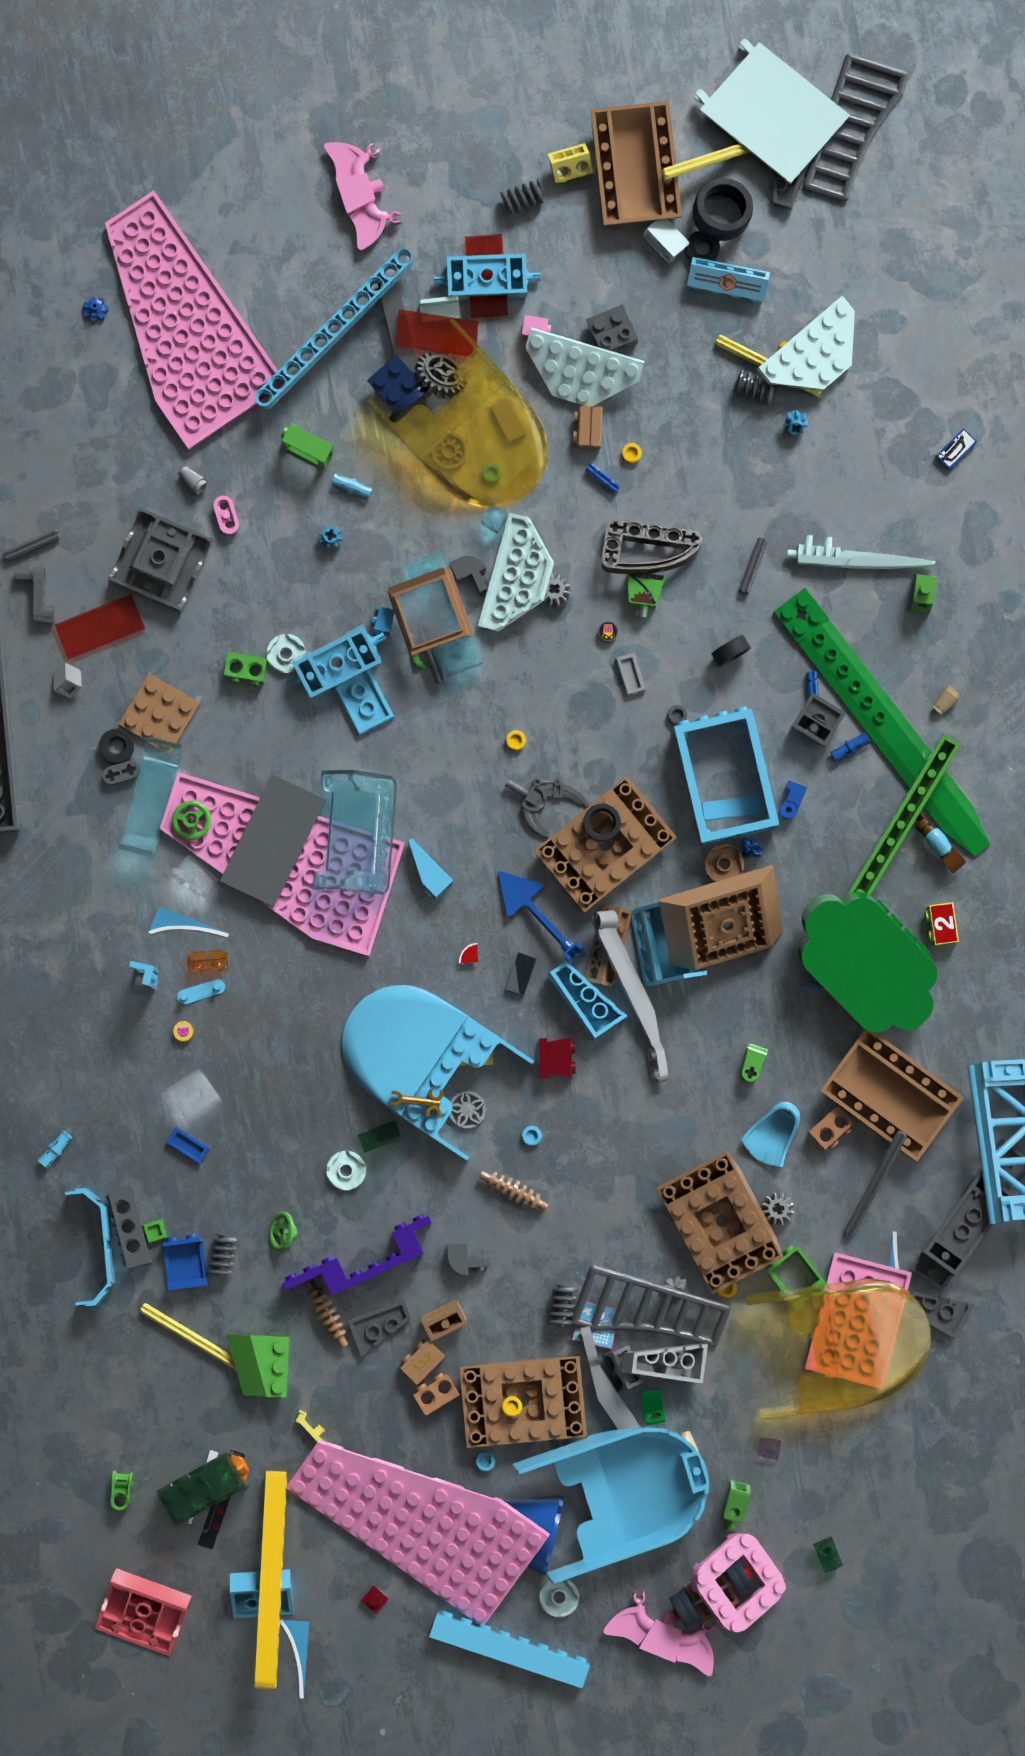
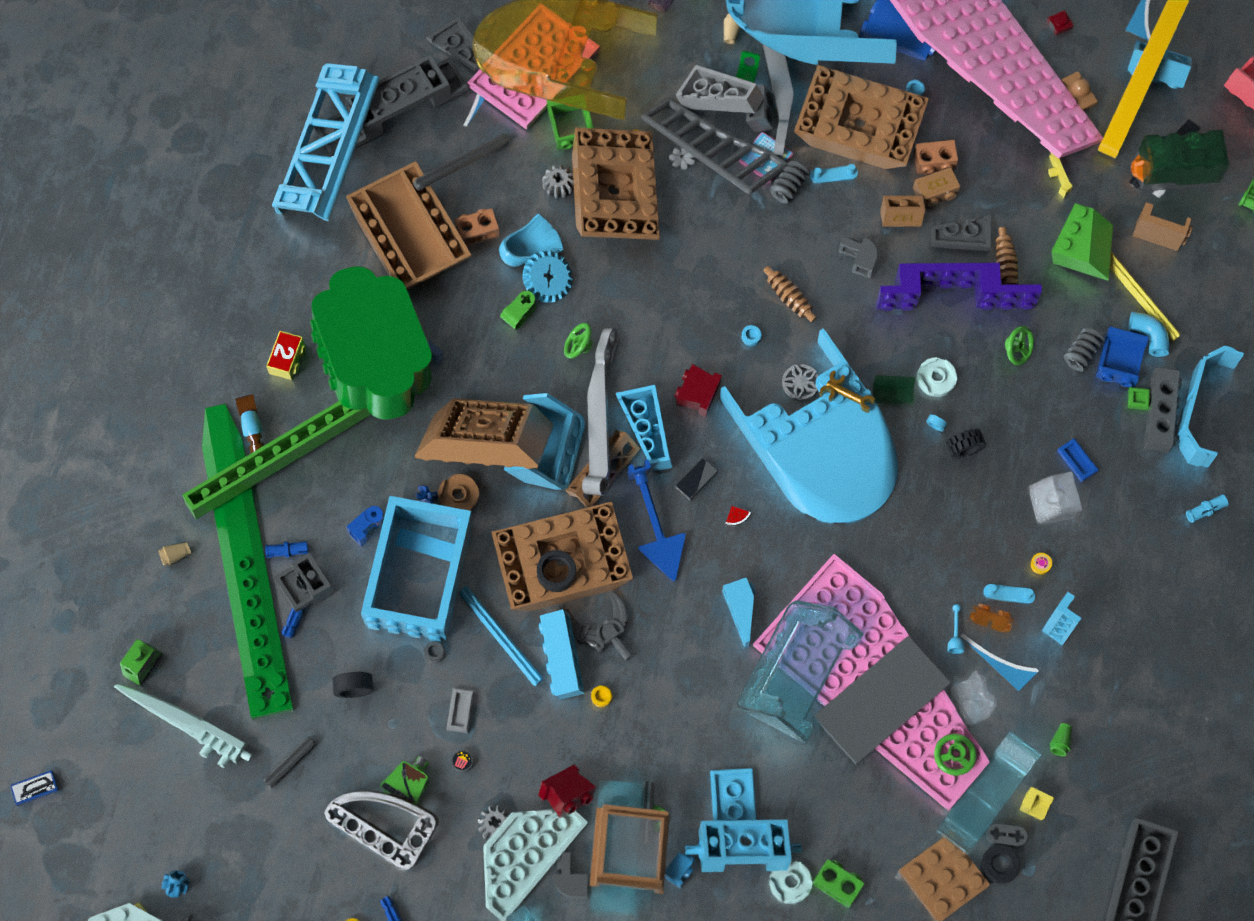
camera: 150 degrees left, 15 degrees down
(105, 876) = (1061, 741): none -> bright green cone
(106, 810) = (1036, 803): none -> light yellow panel
(165, 1303) = (1154, 330): none -> medium azure cylinder
(214, 1404) = (1160, 230): none -> medium nougat panel
(230, 922) = (956, 644): none -> medium azure hinge
(293, 1110) = (966, 443): none -> black tyre
(327, 1529) = (1080, 90): none -> medium nougat tile
(328, 1122) = (936, 423): none -> medium azure tile
(505, 640) = (567, 791): none -> dark red hips
(511, 1406) = (874, 111): yellow tile -> none
(525, 1336) = (833, 174): none -> medium azure piece
(565, 758) = (561, 654): none -> medium azure brick
(627, 754) = (500, 635): none -> medium azure axle
(682, 1055) = (581, 343): none -> bright green piece
(755, 1108) = (536, 282): none -> medium azure gear

